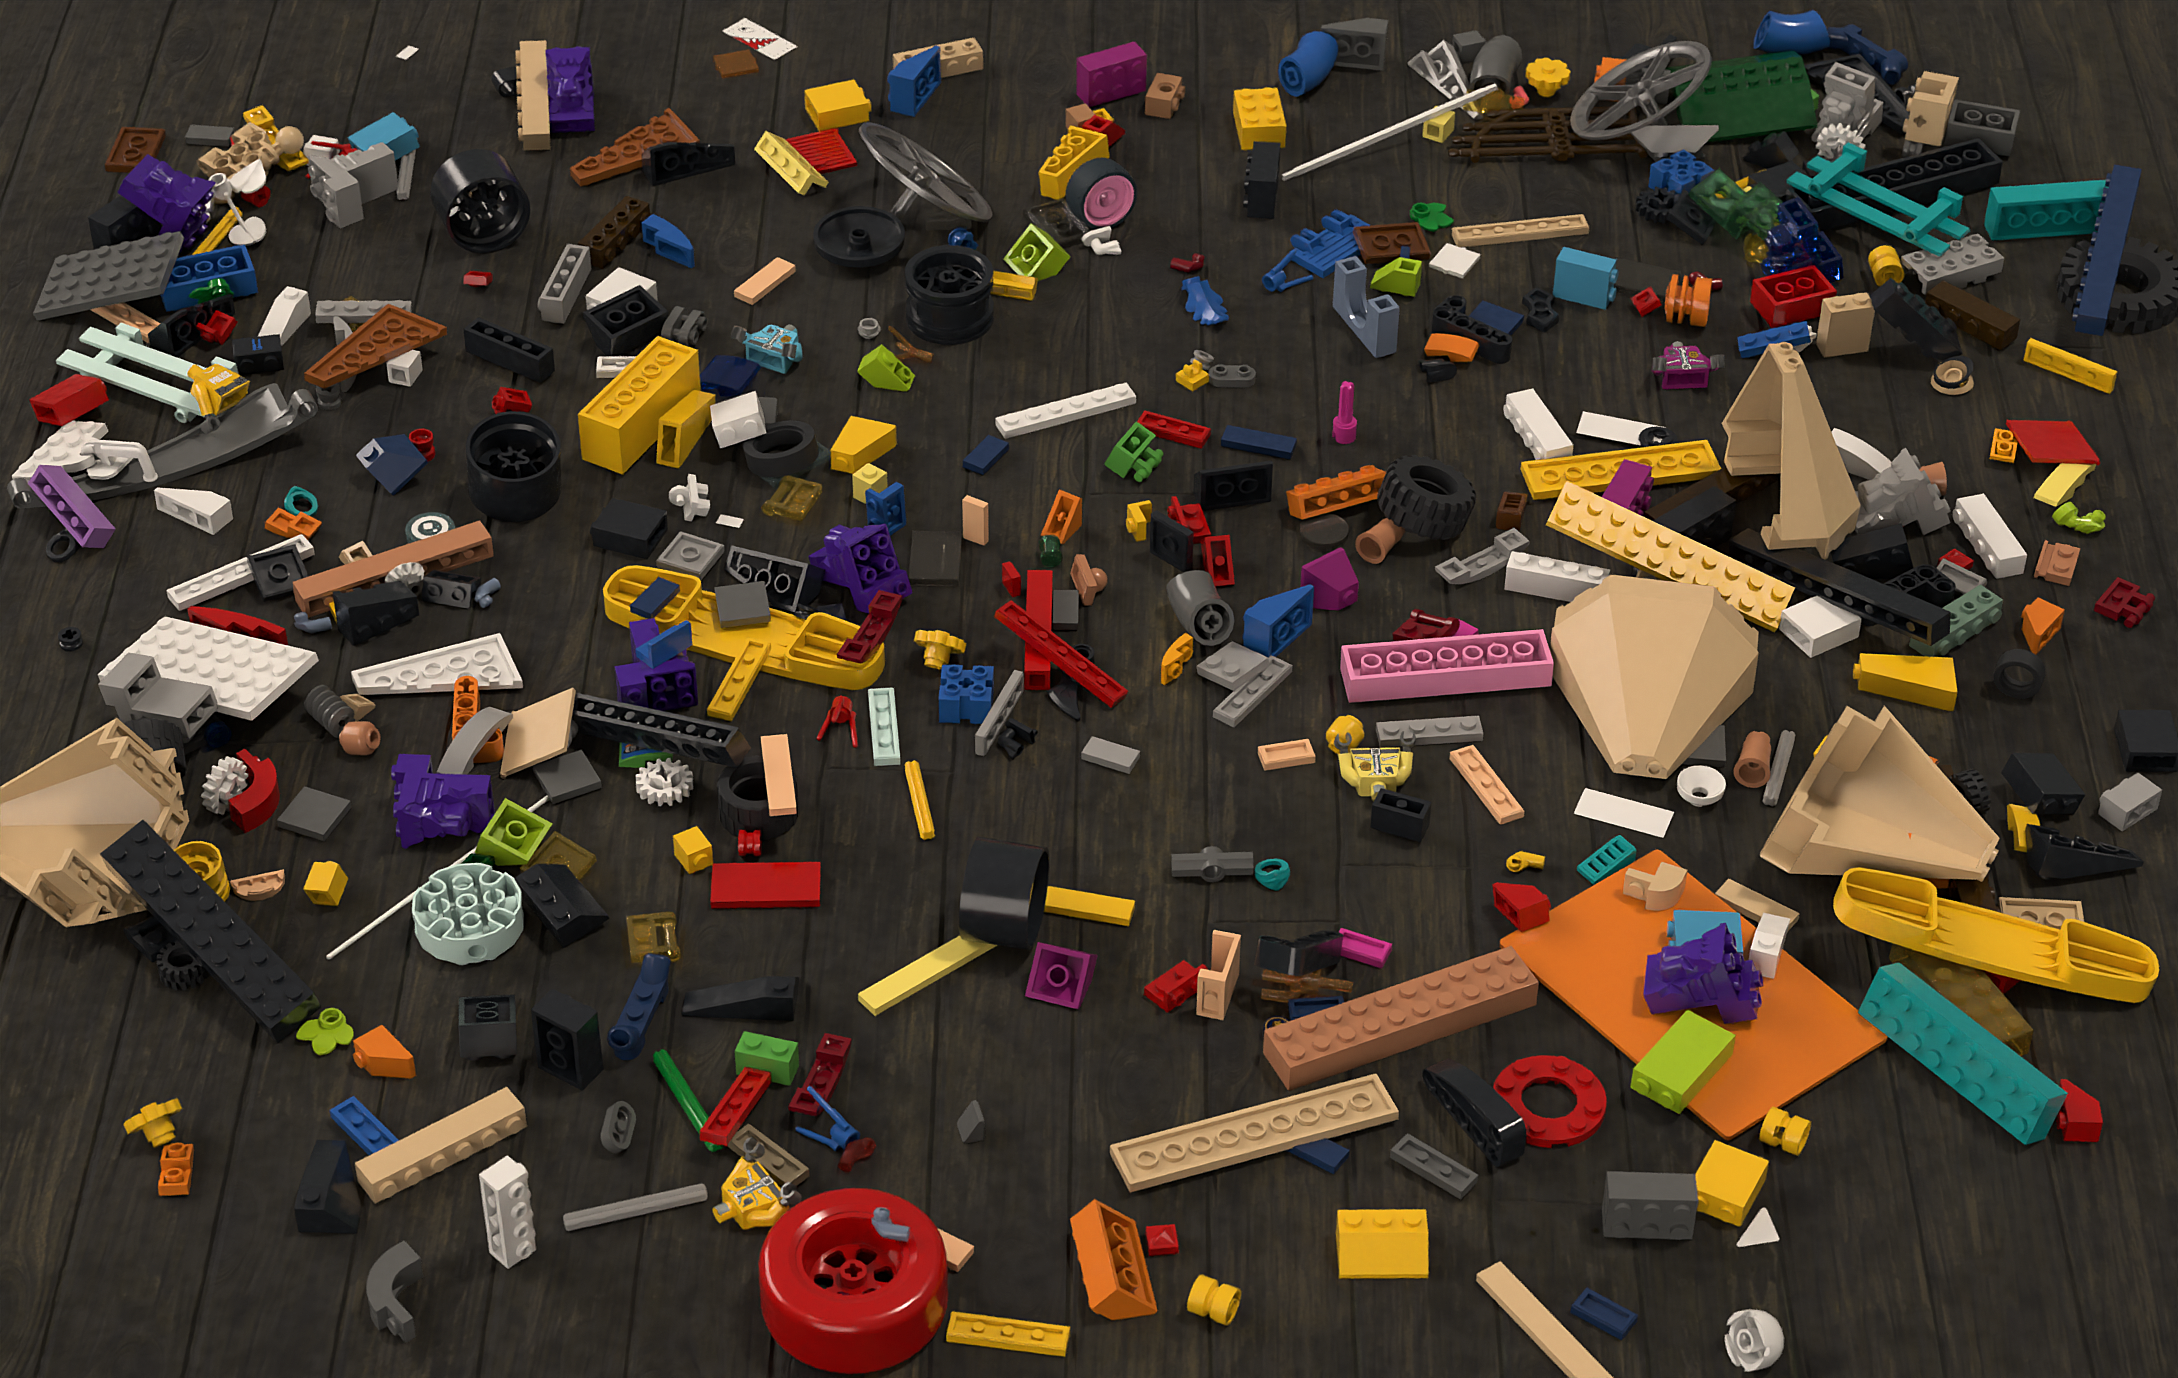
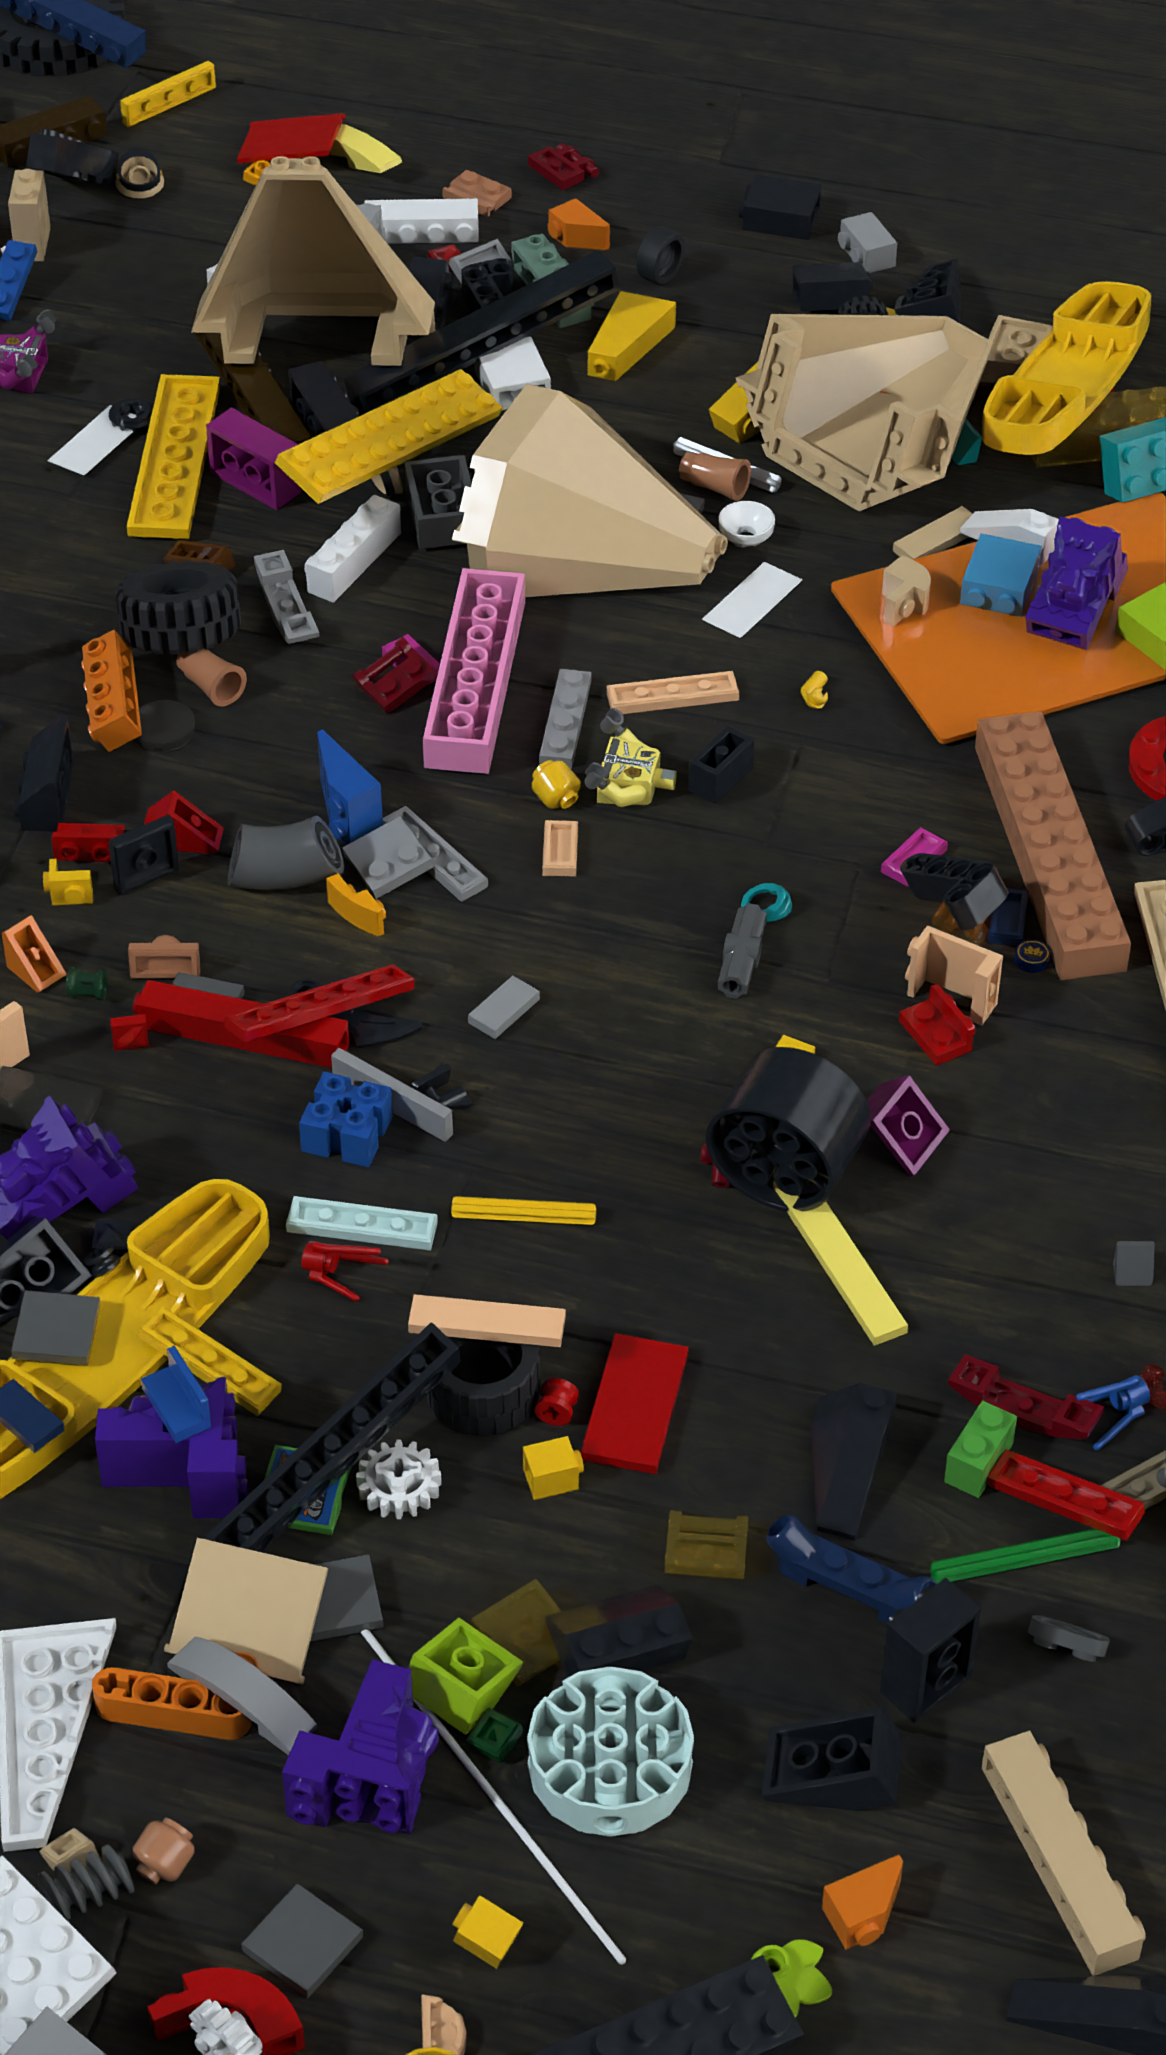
camera: 75 degrees left, 5 degrees up
(362, 1126) = (1010, 1945): blue plate -> none
(874, 629) = (202, 1182): dark red slope -> none
(938, 647) = (247, 1126): yellow plant -> none
(1332, 581) = (284, 732): magenta slope -> none
(1521, 904) = (899, 703): red slope -> none
(1536, 425) = (68, 499): white brick -> none
(1617, 848) = (832, 608): teal slope -> none
(2087, 524) = (421, 158): lime arm -> none

